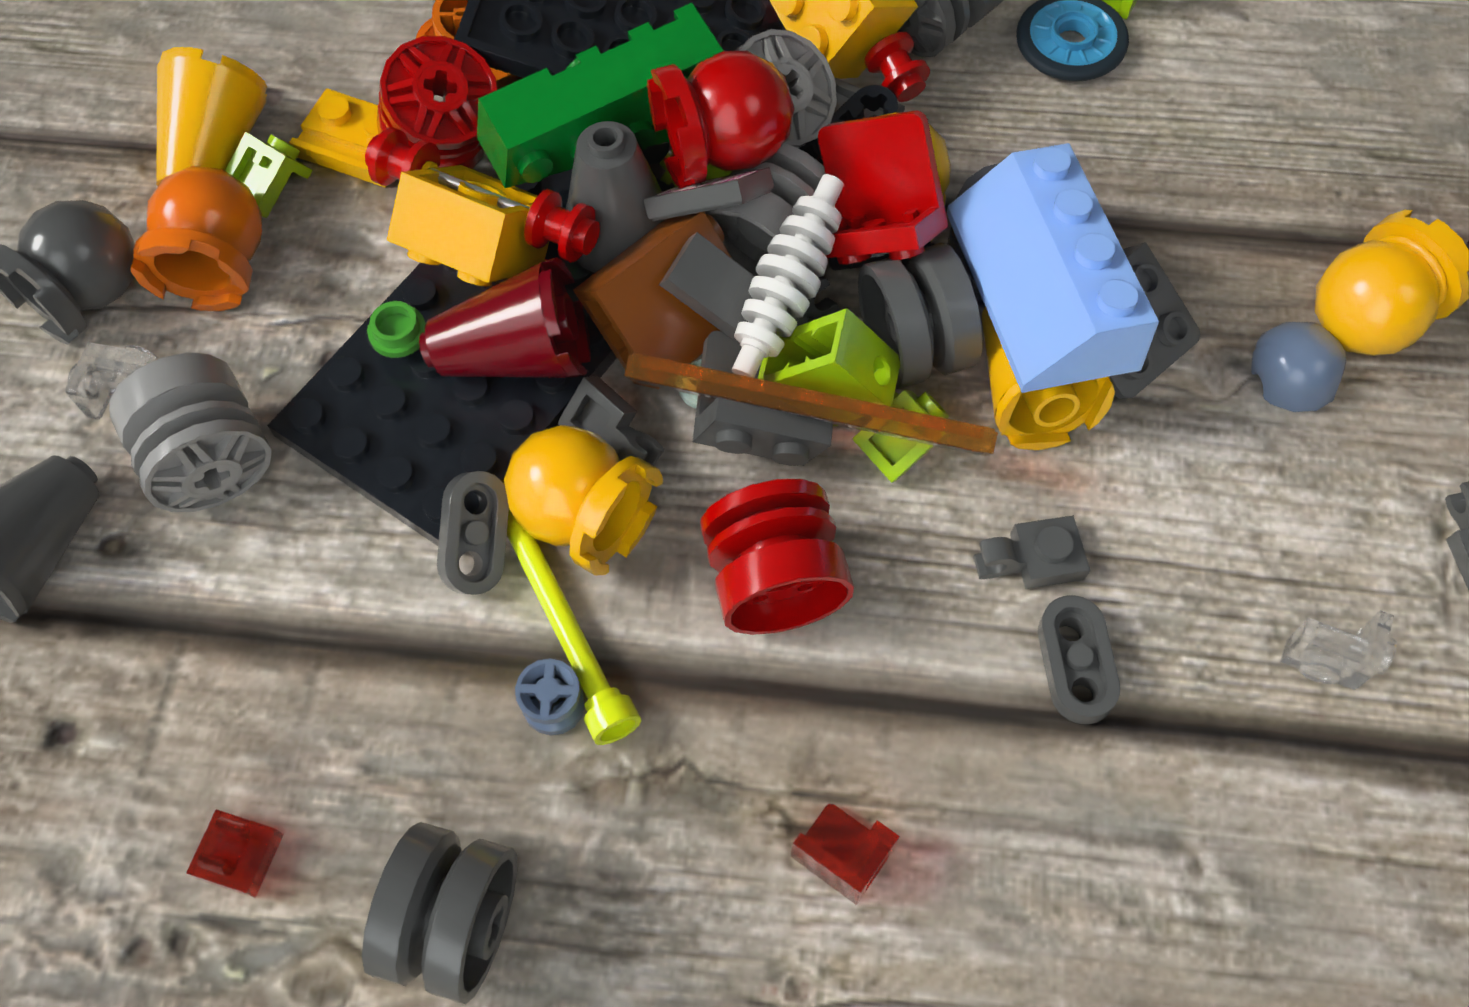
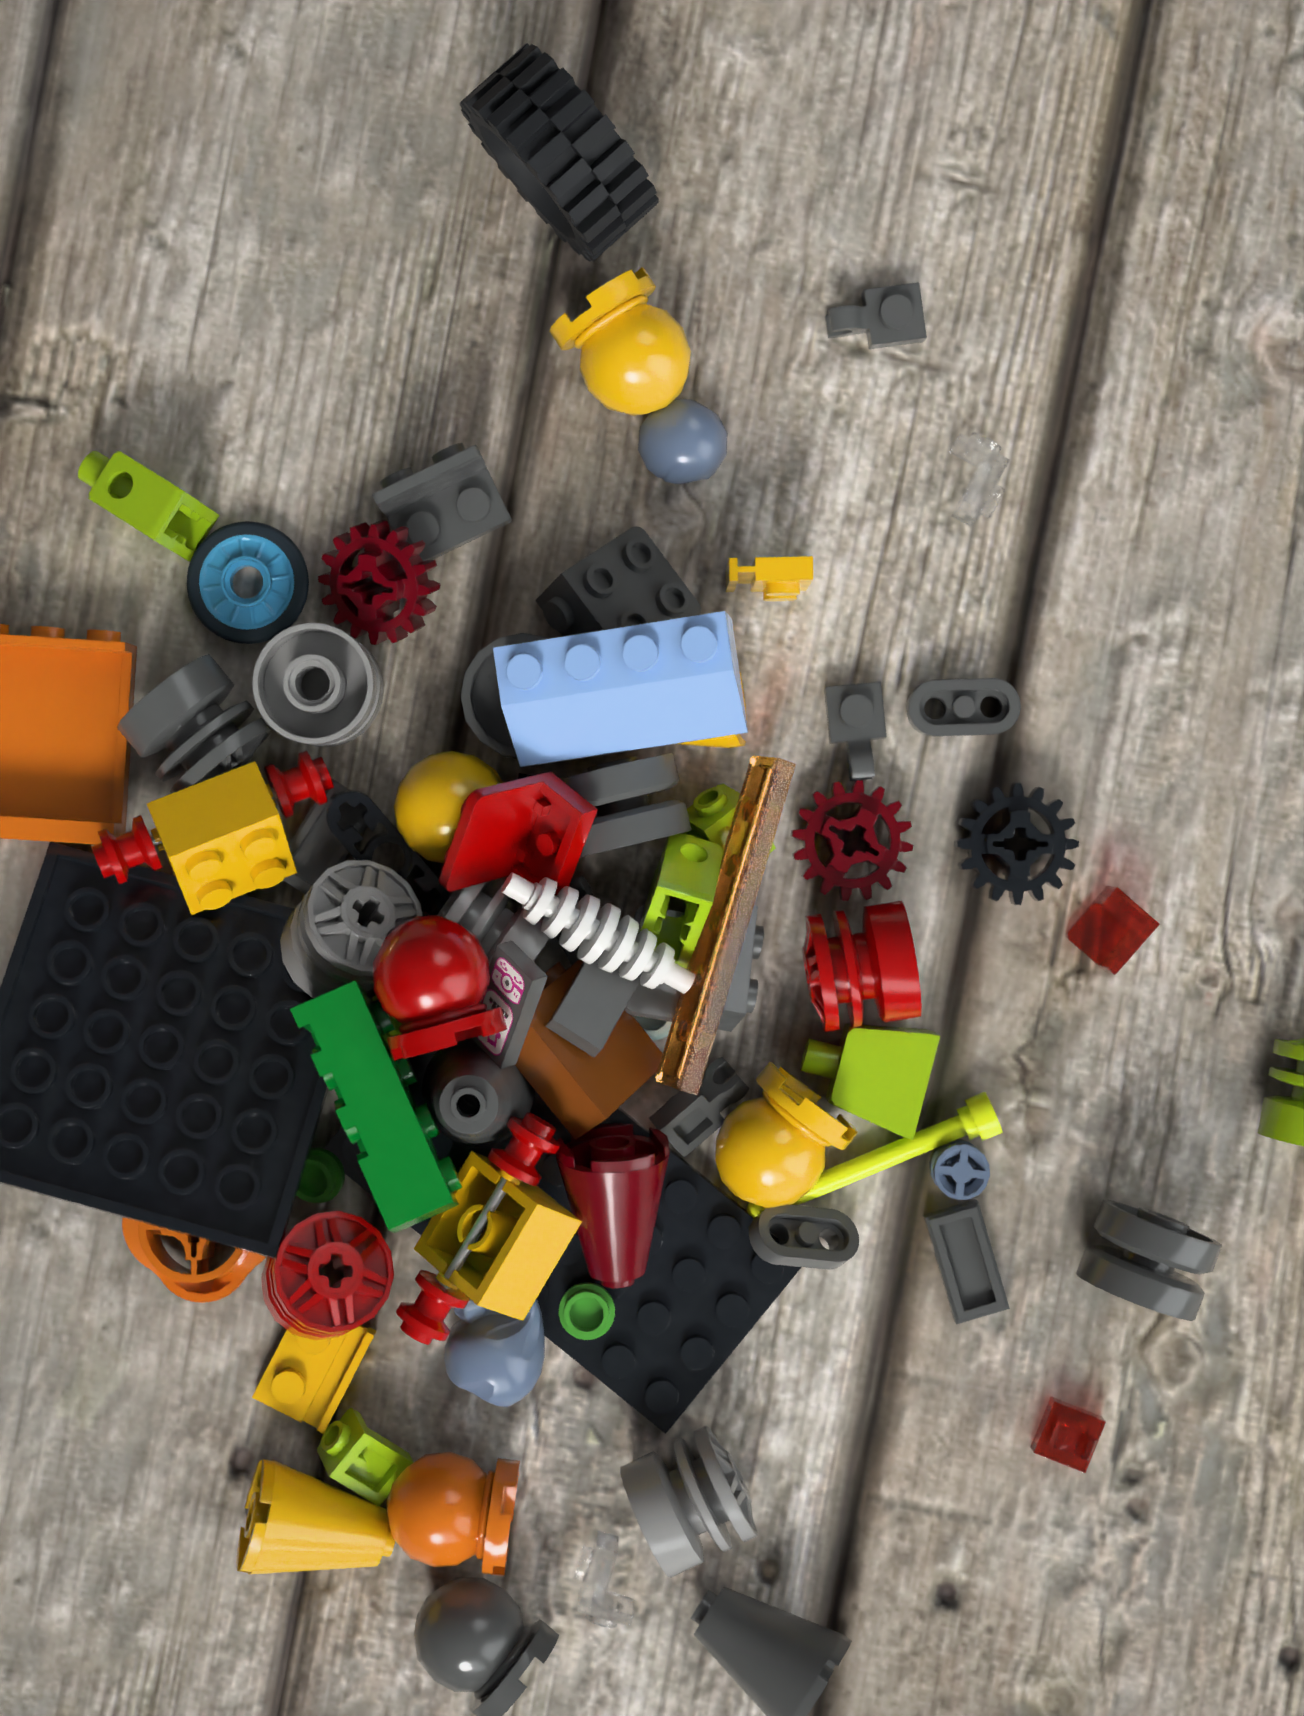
camera: 90 degrees left, 25 degrees up
(354, 260) = (495, 1353): none -> sand blue piece
(443, 720) = (966, 1261): none -> dark grey tile
(654, 598) = (876, 1073): none -> lime torso
(889, 534) = (863, 817): none -> dark red gear
(906, 731) = (1018, 870): none -> black gear
(992, 73) = (317, 685): none -> light grey wheel
(1099, 116) = (391, 564): none -> dark red gear
(1189, 431) = (774, 576): none -> yellow plate
(1195, 156) = (444, 502): none -> dark grey bracket

